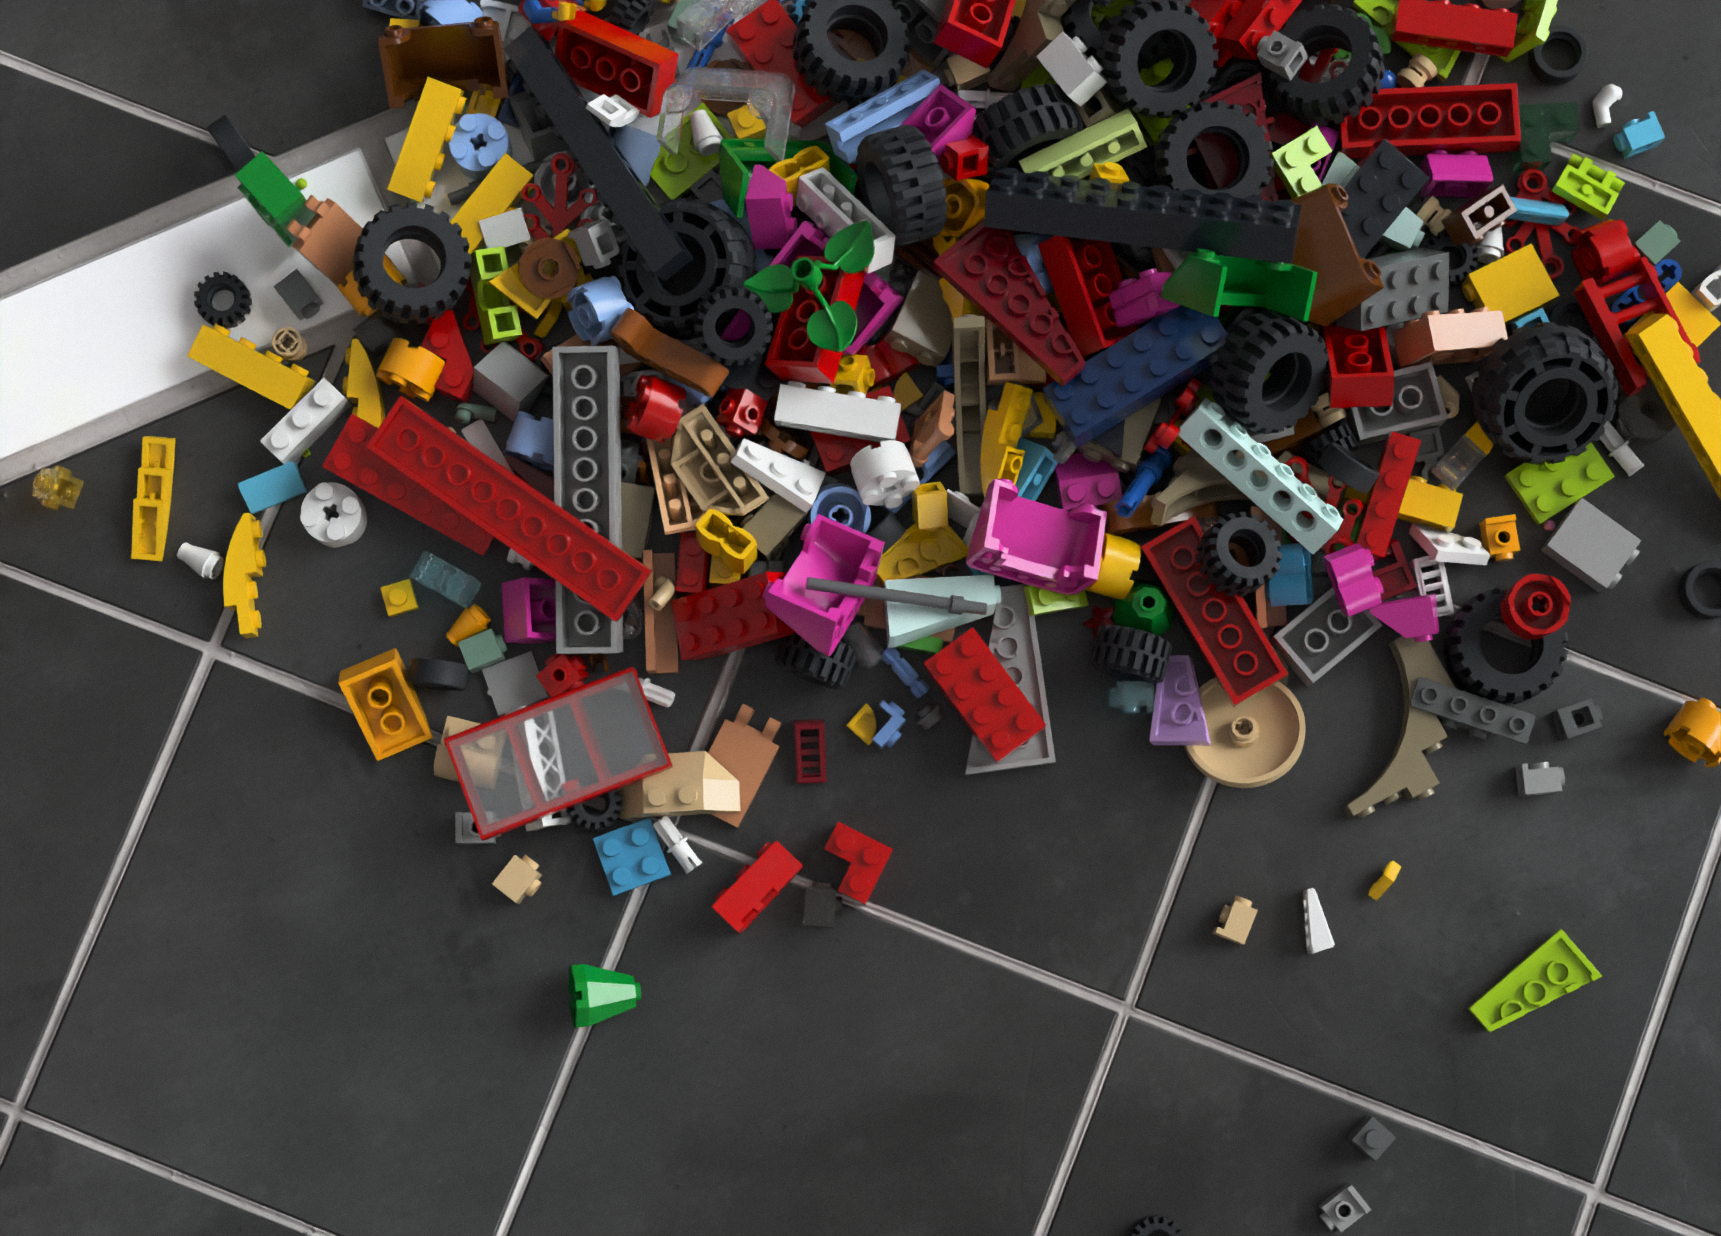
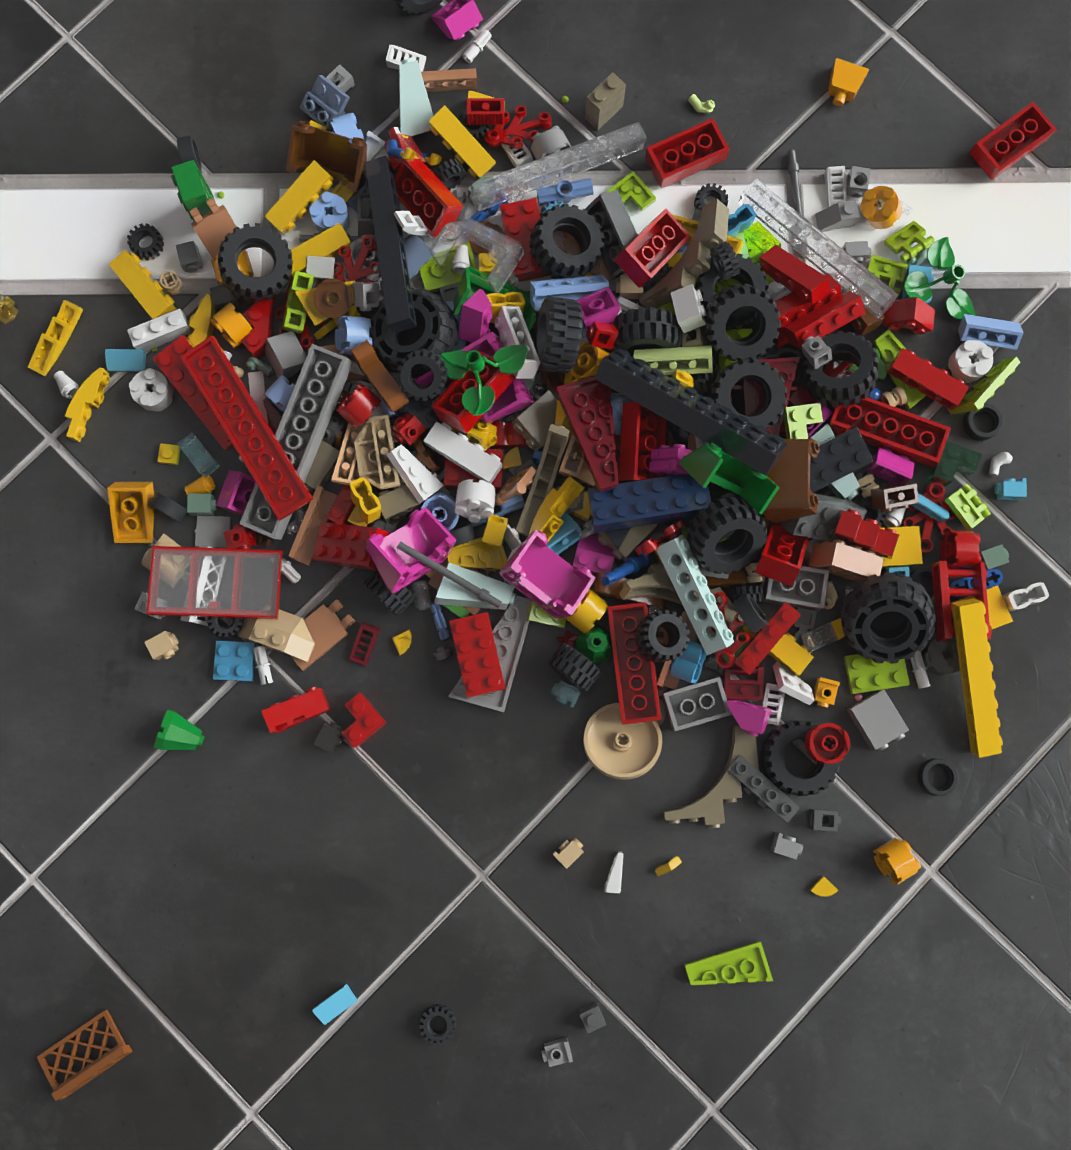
camera: 20 degrees right, 0 degrees up
(664, 591) = (320, 514): tan arm -> none
(890, 732) = (415, 653): medium blue bracket -> none
(1178, 707) = (589, 710): lavender wing -> none
(1353, 579) = (725, 679): dark pink brick -> none
(1464, 286) = (866, 533): none -> red brick
(1616, 815) = (823, 887): none -> yellow tile

